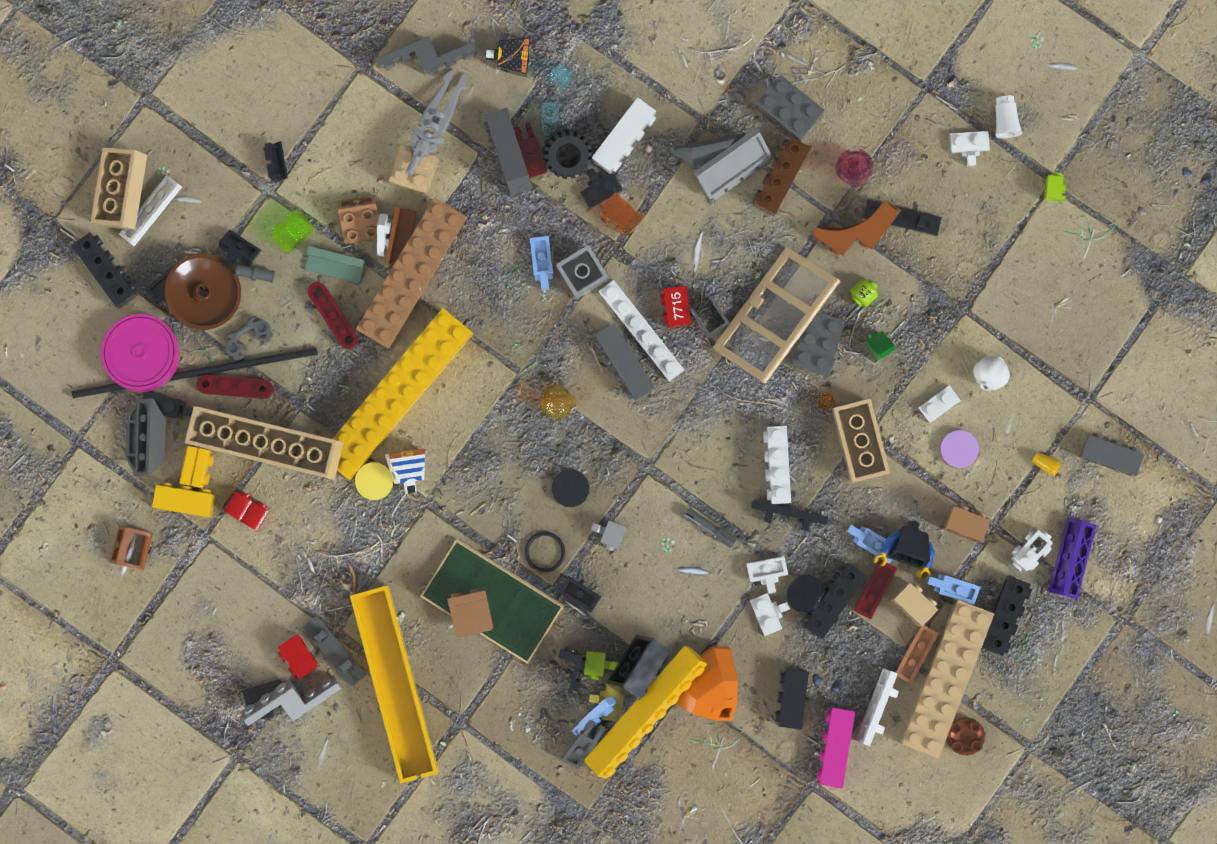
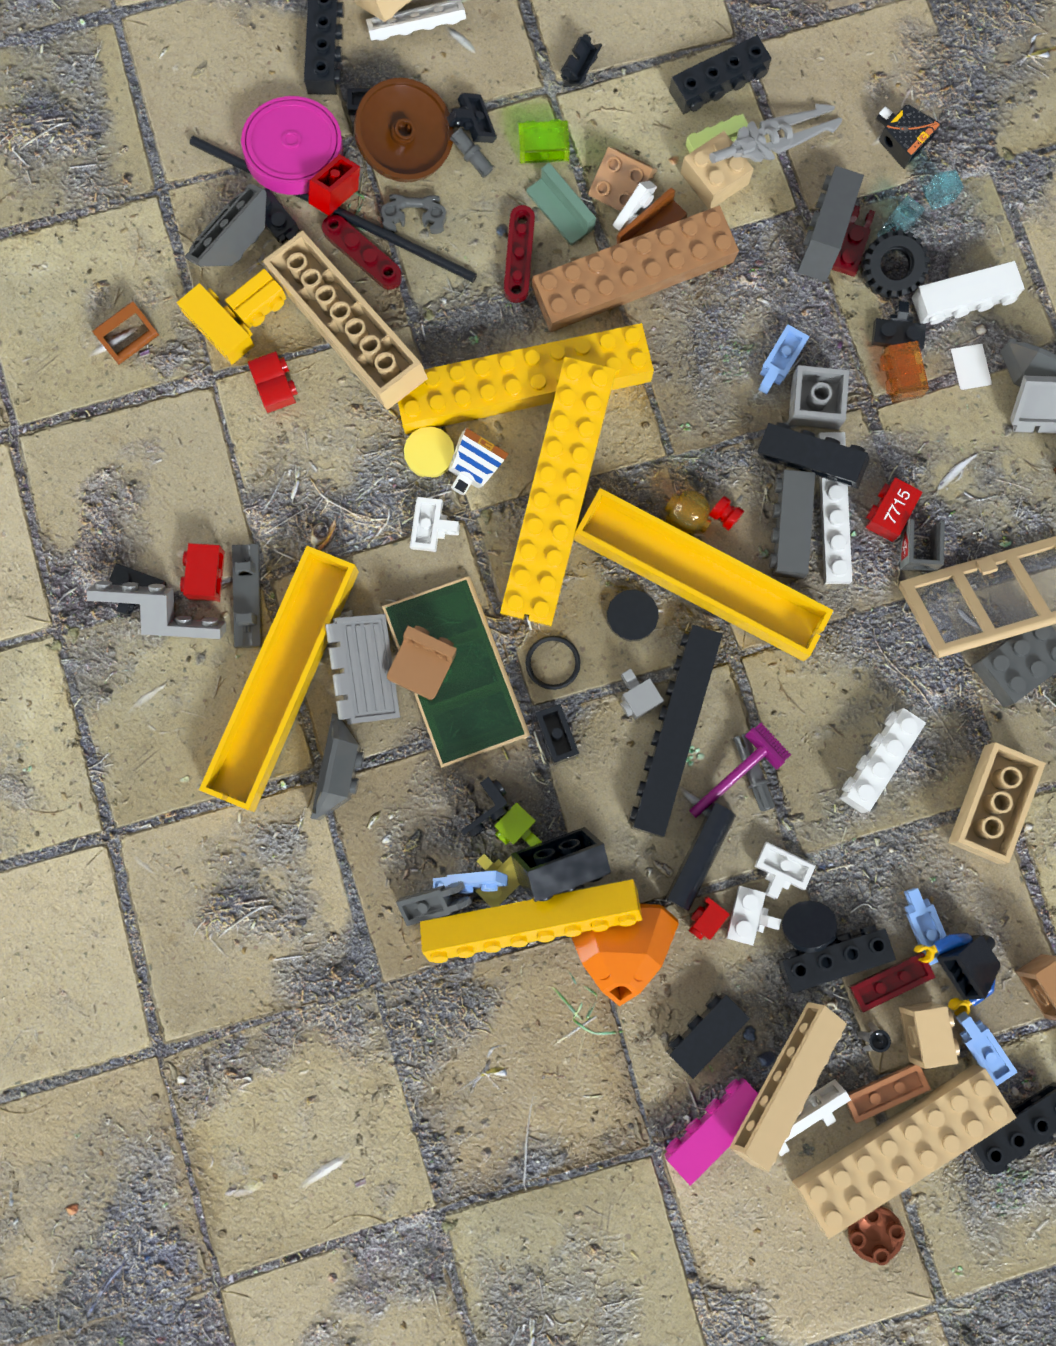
camera: 30 degrees right, 5 degrees down
(188, 360) = (334, 184): none -> red brick
(368, 104) = (720, 75): none -> black brick
(397, 139) = (730, 127): none -> yellowish green piece
(409, 525) = (430, 525): none -> white hinge
(426, 56) = (816, 75): dark grey bracket -> none
(437, 639) = (363, 662): none -> light grey hinge
(469, 710) = (338, 770): none -> dark grey wedge
(472, 451) = (558, 491): none -> yellow piece
(579, 384) = (728, 514): none -> red wheel
(593, 434) = (703, 575): none -> yellow piece
(606, 312) = (813, 454): none -> black brick
(647, 538) = (676, 731): none -> black brick
(659, 177) = (971, 366): none -> white sticker
(705, 509) = (766, 746): none -> magenta piece
(715, 601) = (700, 856): none -> black brick
(745, 634) = (707, 919): none -> red brick
(771, 509) = (872, 841): black hinge -> none
(825, 401) = (980, 733): clear orange plate -> none
(856, 692) = (788, 1086): none -> tan brick
(888, 628) = (877, 1039): none -> black piece

